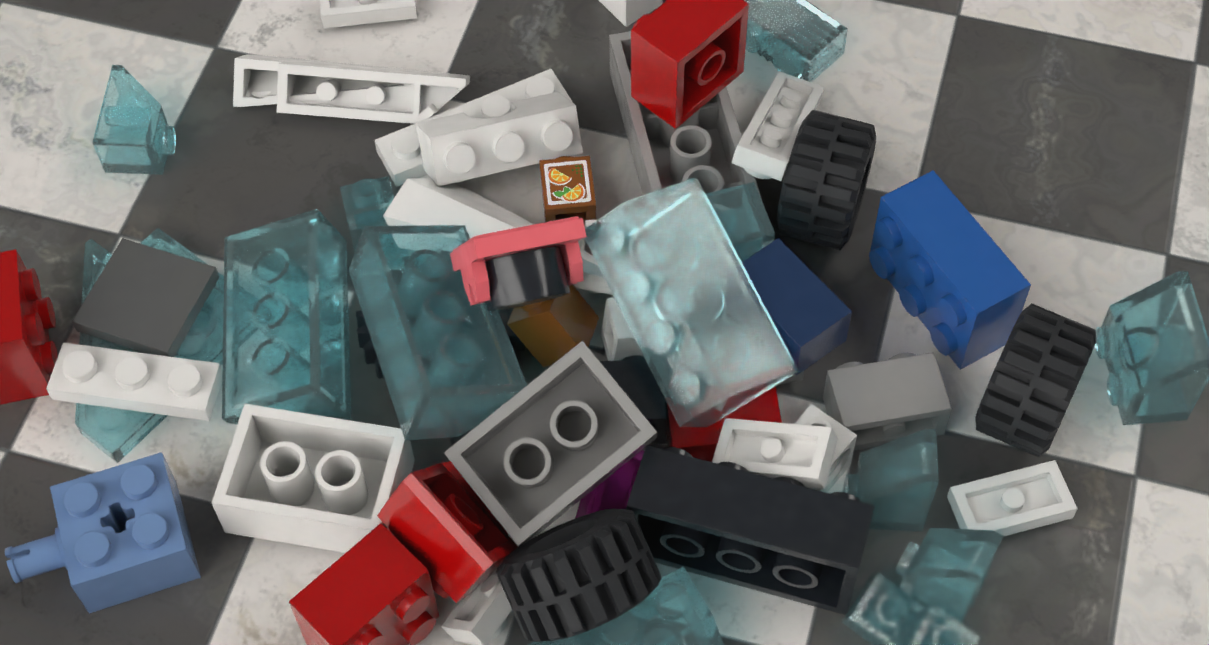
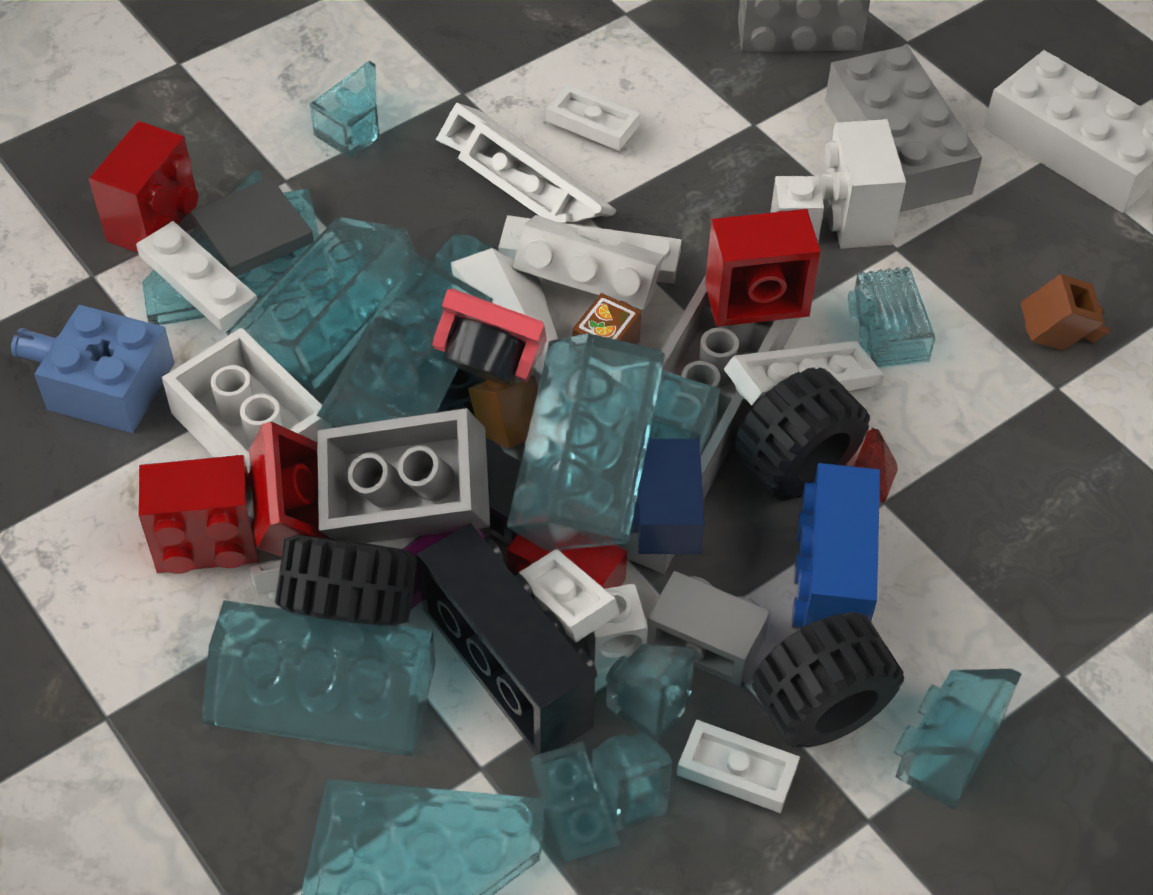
camera: 35 degrees right, 5 degrees down
(885, 172) = (877, 455): none -> clear red slope

